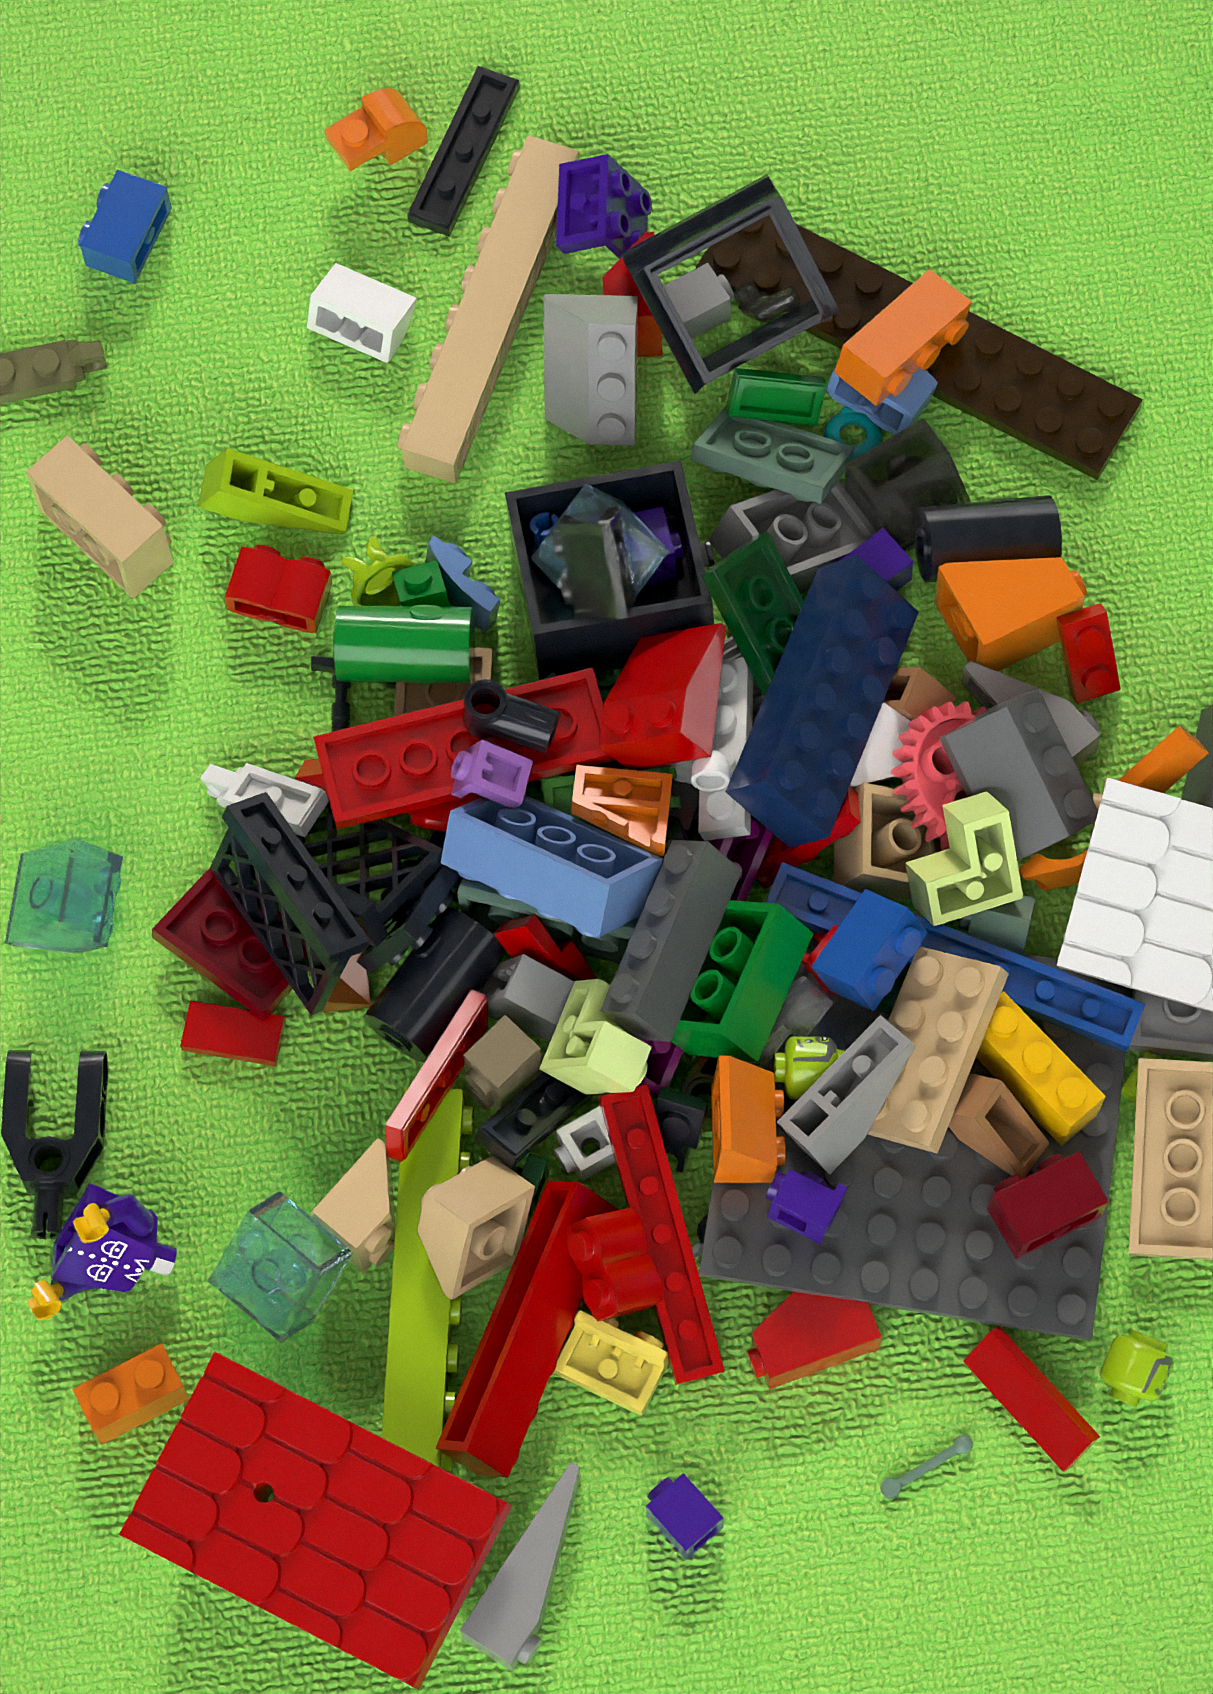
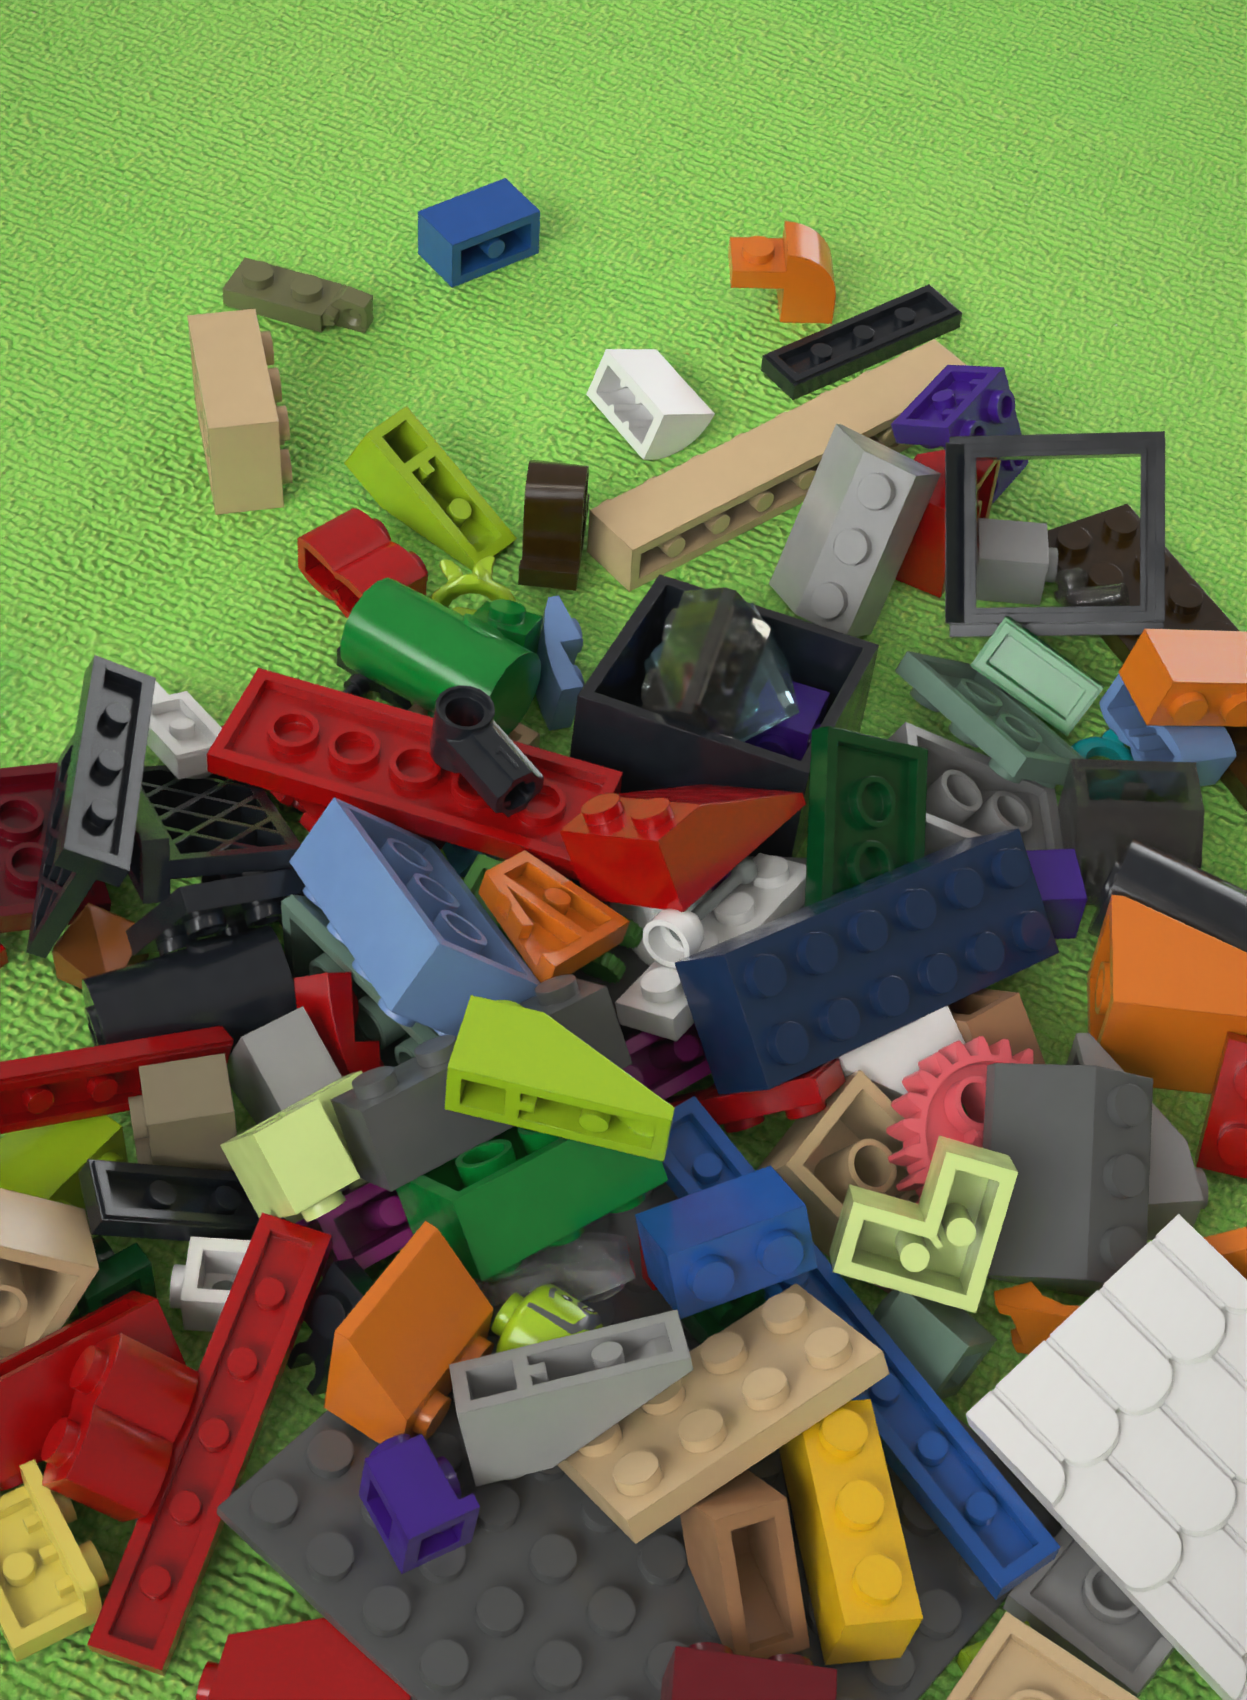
camera: 25 degrees right, 20 degrees down
(384, 475) = (554, 524): none -> dark brown pin
(491, 774) = (416, 793): medium lavender bracket -> none
(725, 930) = (543, 1078): none -> lime slope

